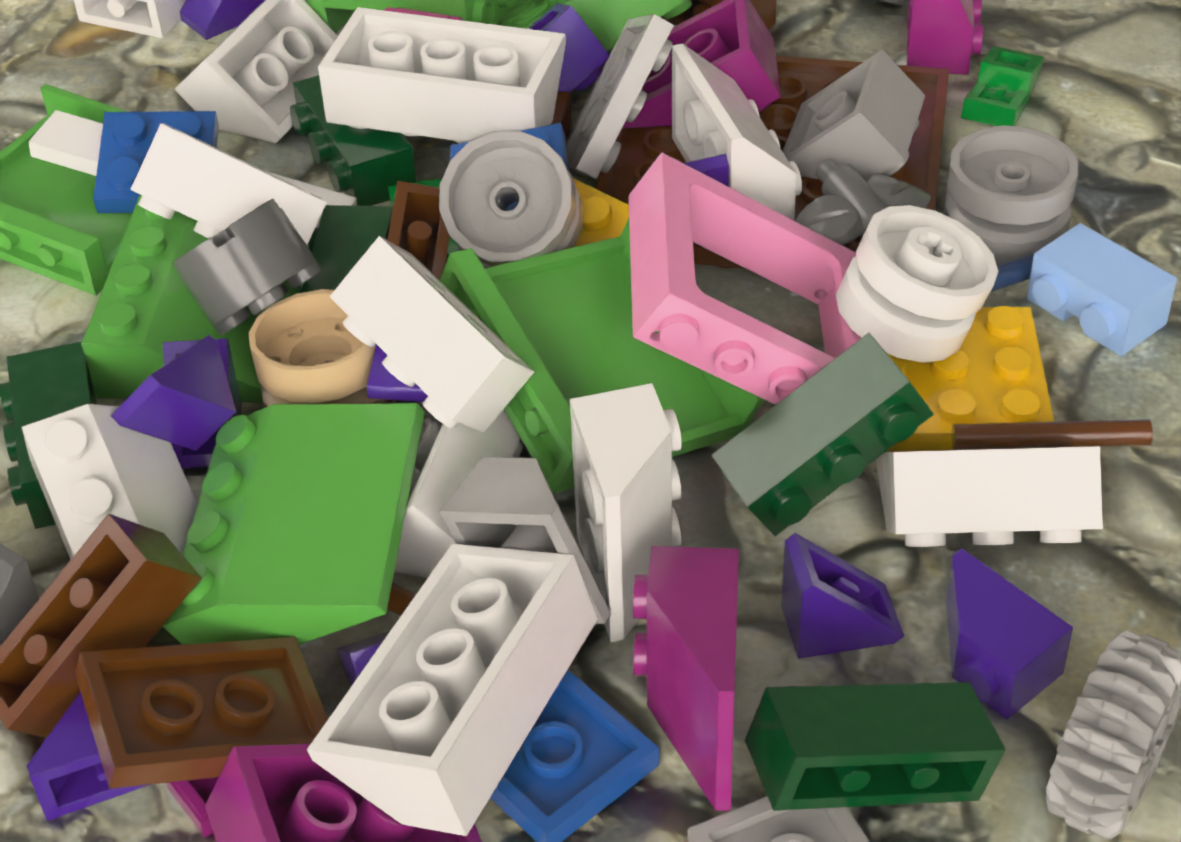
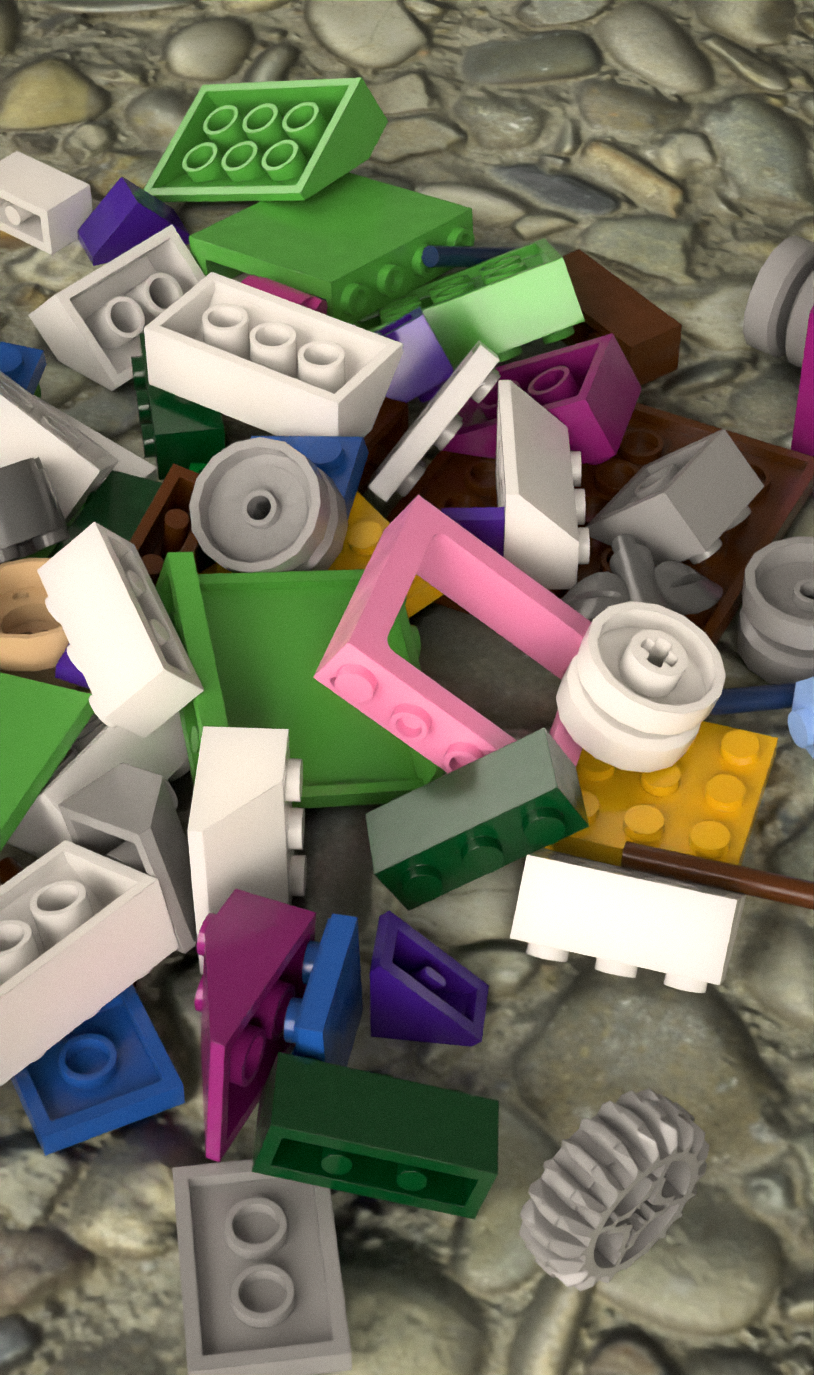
camera: 15 degrees right, 0 degrees up
(772, 639) = (330, 1012): none -> blue tile
(1001, 637) = (561, 1065): dark purple slope -> none

